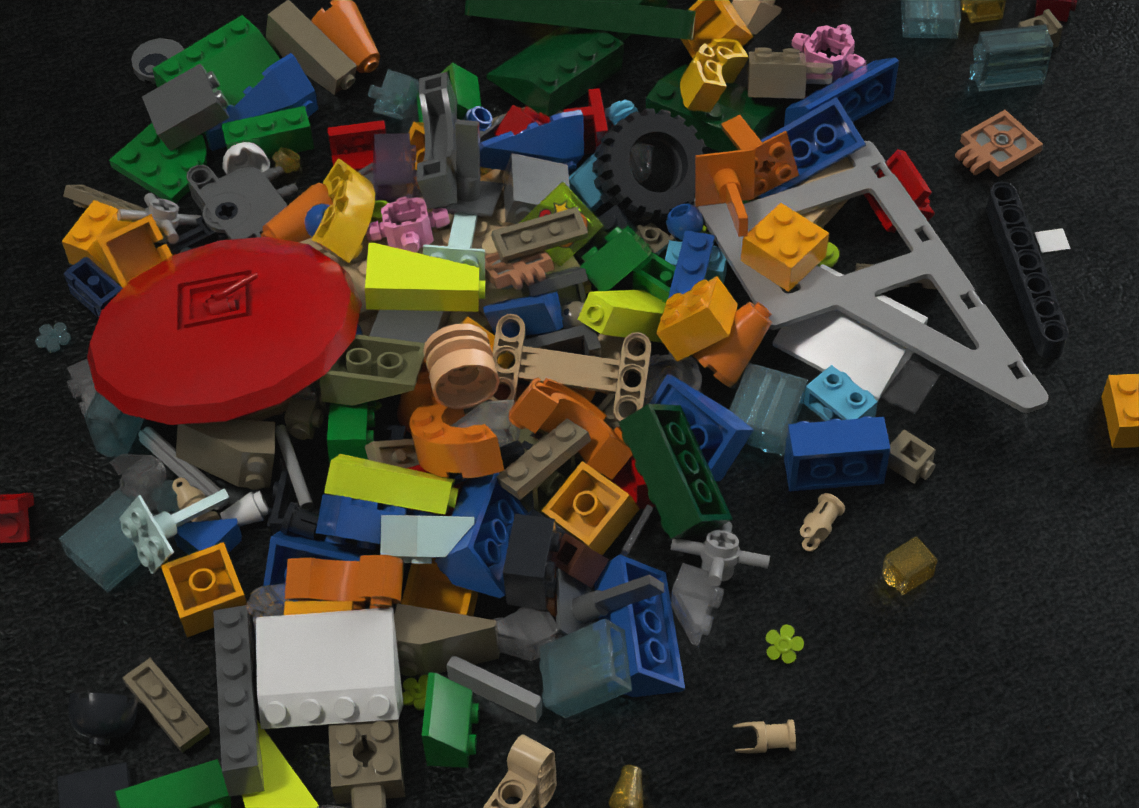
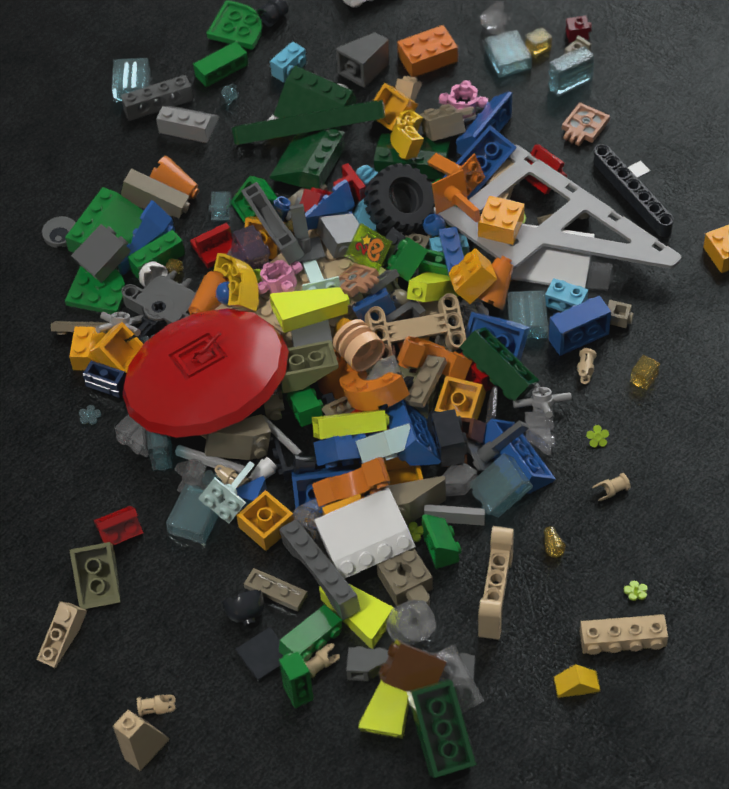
camera: 20 degrees left, 0 degrees up
(539, 234) = (361, 258): dark tan plate -> none

